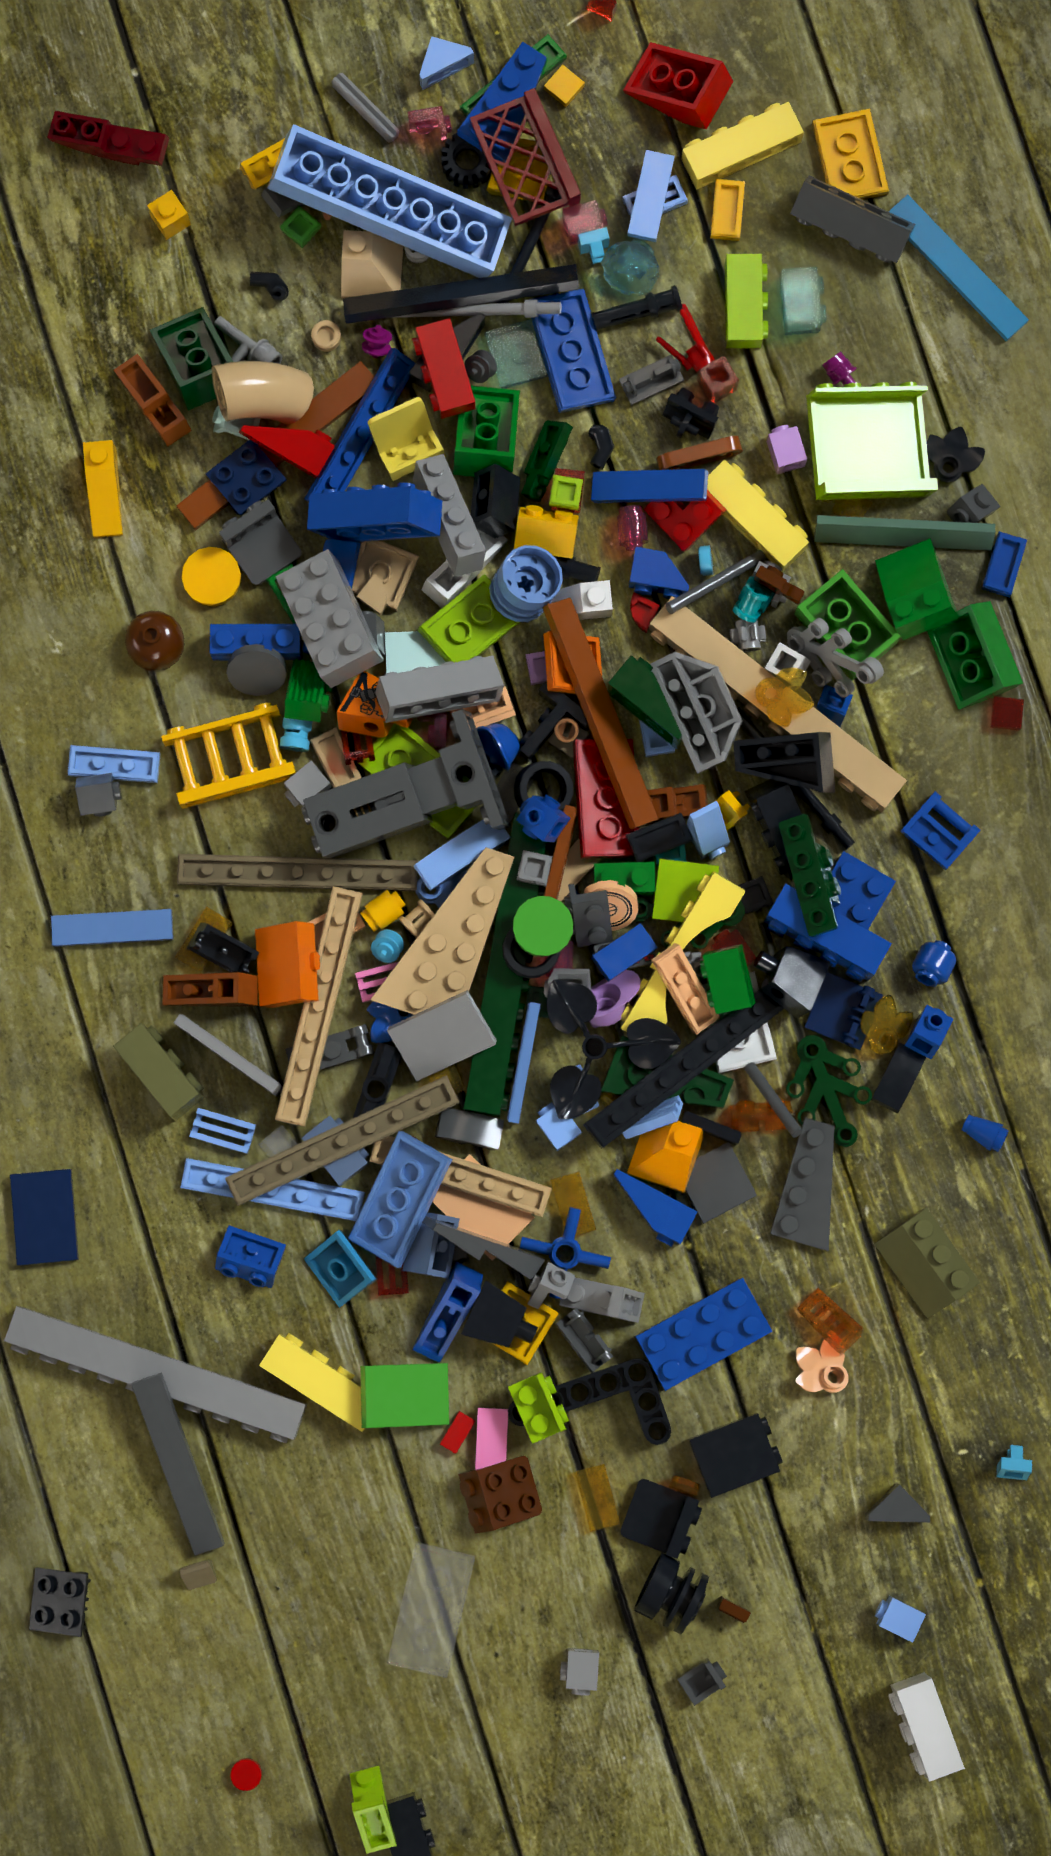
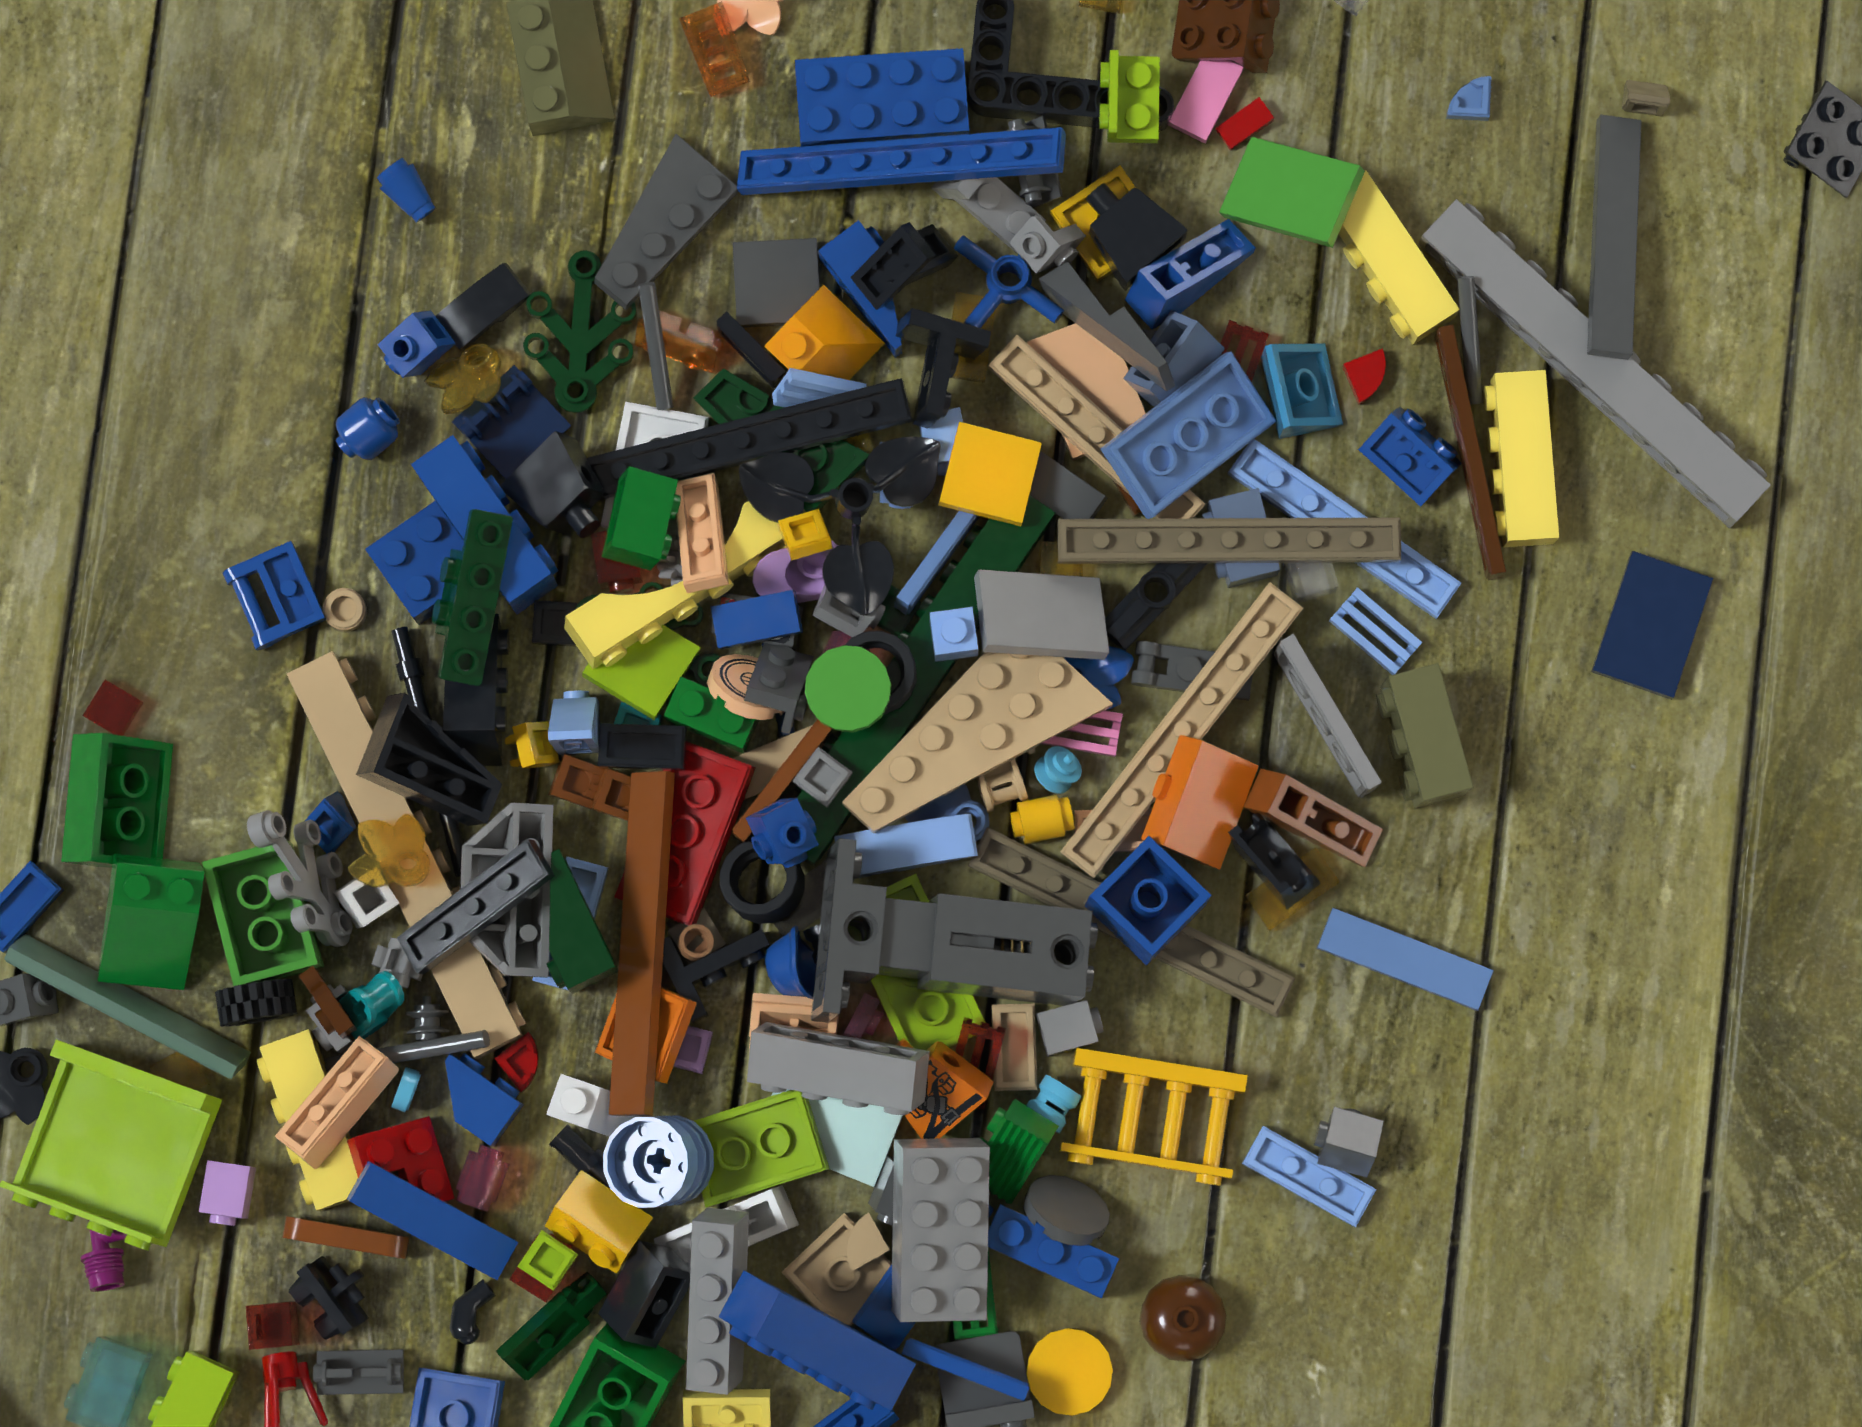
camera: 155 degrees left, 0 degrees up
(174, 1287) = (1523, 458): none -> light yellow brick
(211, 1275) = (1469, 453): none -> reddish brown tile
(243, 1350) = (1470, 338): none -> dark grey bar
(275, 545) = (965, 1368): none -> blue tile
(291, 884) = (1147, 900): none -> blue brick
(302, 1298) = (1365, 374): none -> red tile
(313, 1518) = (1472, 101): none -> medium blue tile
(492, 995) = (953, 634): none -> light blue brick
(517, 1112) = (990, 474): none -> yellow tile
(583, 1172) = (945, 343): none -> black bracket
(617, 1016) = (805, 534): none -> yellow tile
(636, 1228) = (901, 261): none -> black bracket
(669, 1292) = (902, 161): none -> blue tile
(712, 608) = (427, 1020): none -> dark grey wheel
(714, 683) = (475, 906): none -> tile
(743, 528) = (337, 1102): none -> light nougat slope
(824, 567) = (256, 1002): none -> black tyre
(891, 843) = (345, 609): none -> tan tile

